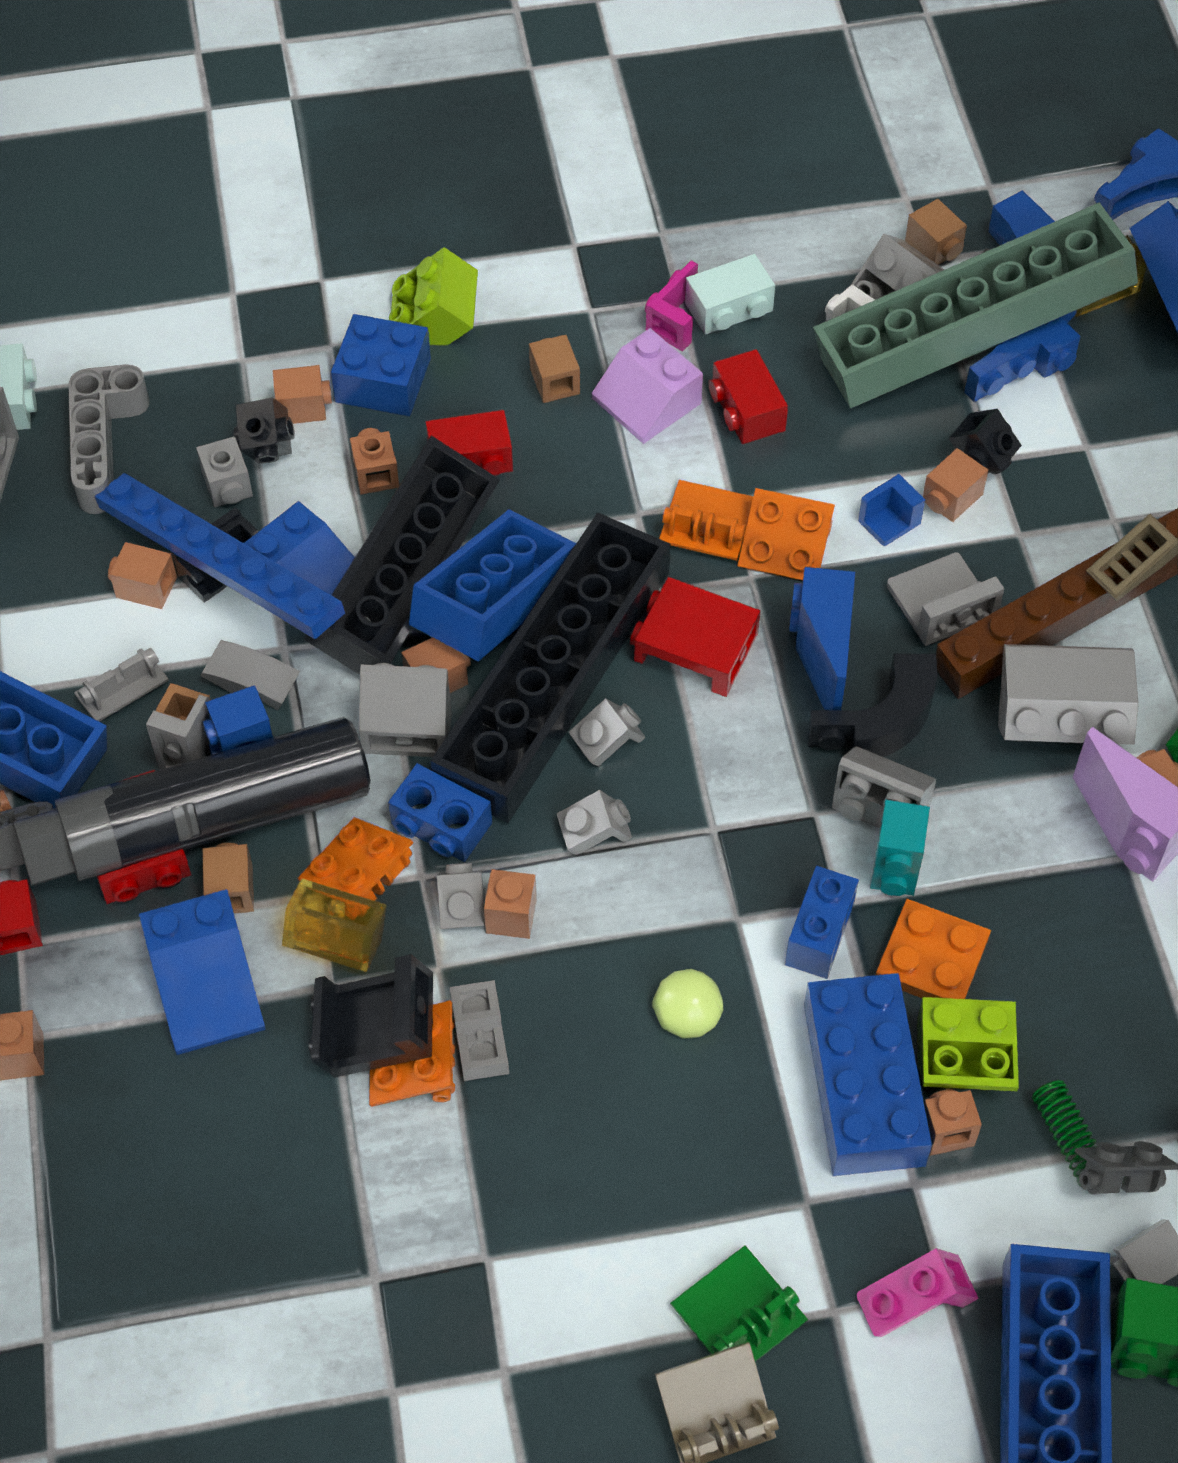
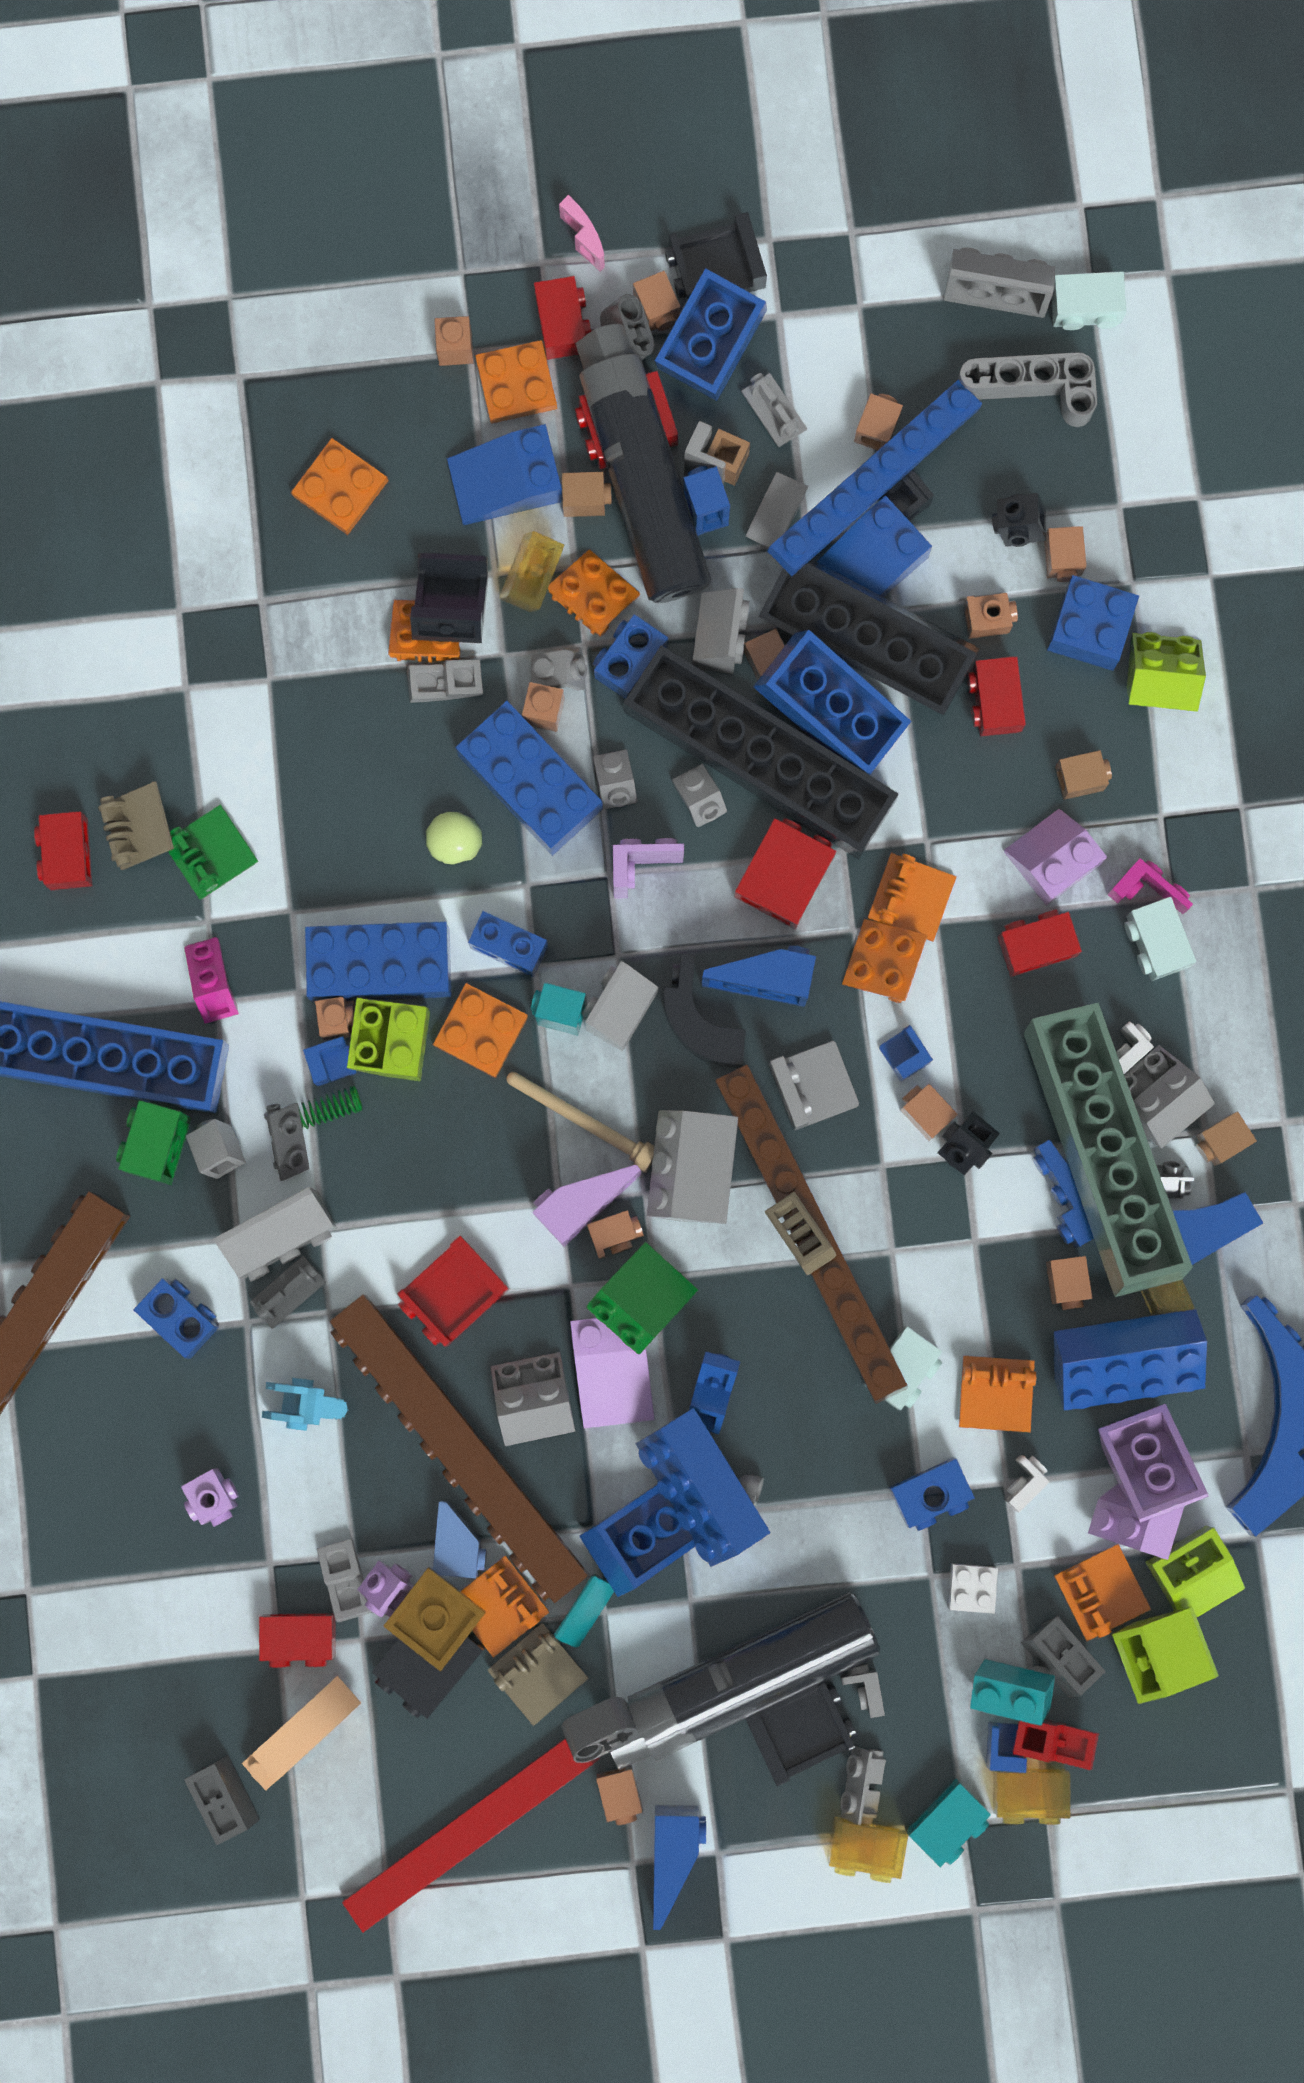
camera: 95 degrees right, 25 degrees up
(72, 975) = (516, 382): none -> orange plate
(212, 1184) = (339, 486): none -> orange plate
(224, 471) = (981, 488): light grey brick -> none
(604, 913) = (529, 778): none -> blue brick
(708, 792) = (633, 852): none -> lavender bracket
(1006, 1132) = (328, 1061): none -> blue panel
(1057, 763) = (639, 1152): none -> tan piece
(1115, 354) = (1069, 1282): none -> nougat brick

